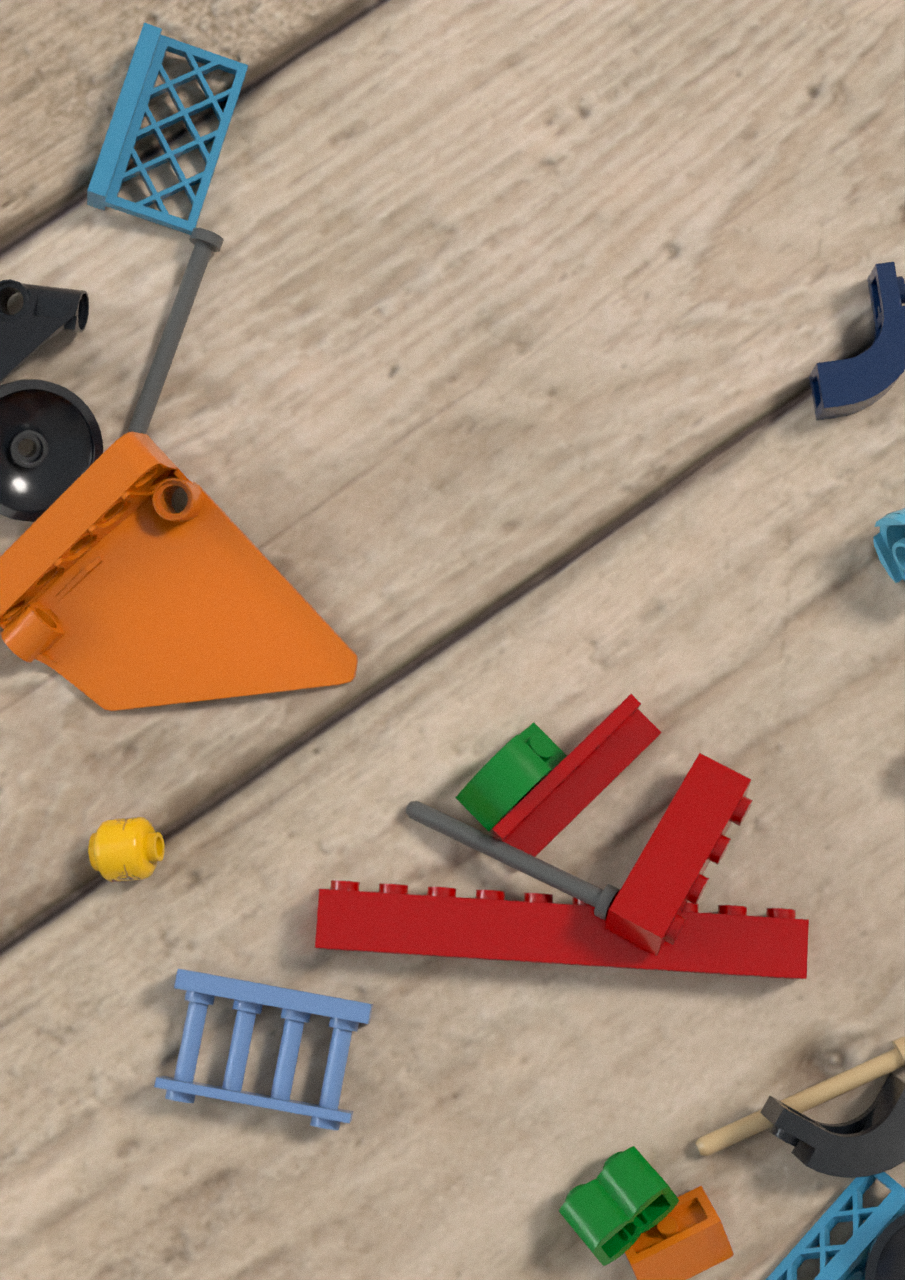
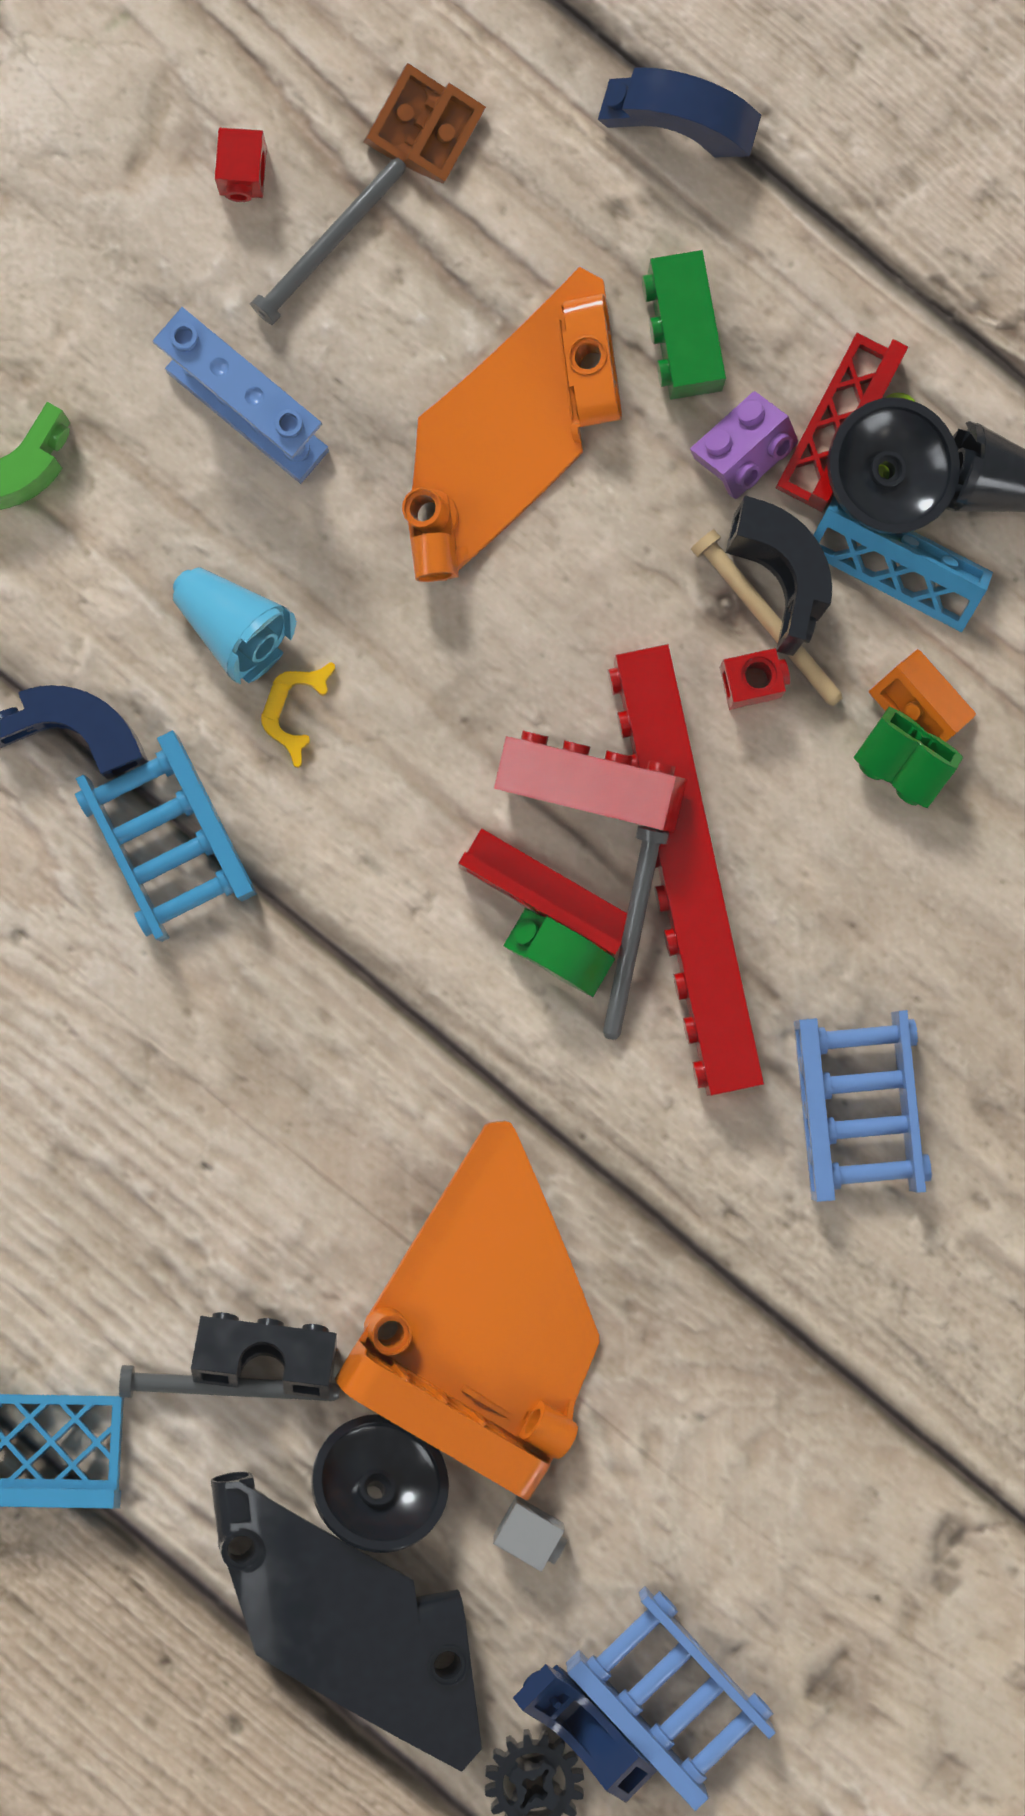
camera: 110 degrees left, 5 degrees up
(126, 849) = (722, 1282): yellow head -> none
(211, 340) = (228, 1344): none -> black arch
(720, 457) = (209, 840): none -> dark azure fence
(763, 1048) = (738, 690): none -> red brick
(847, 561) = (276, 701): none -> yellow helmet

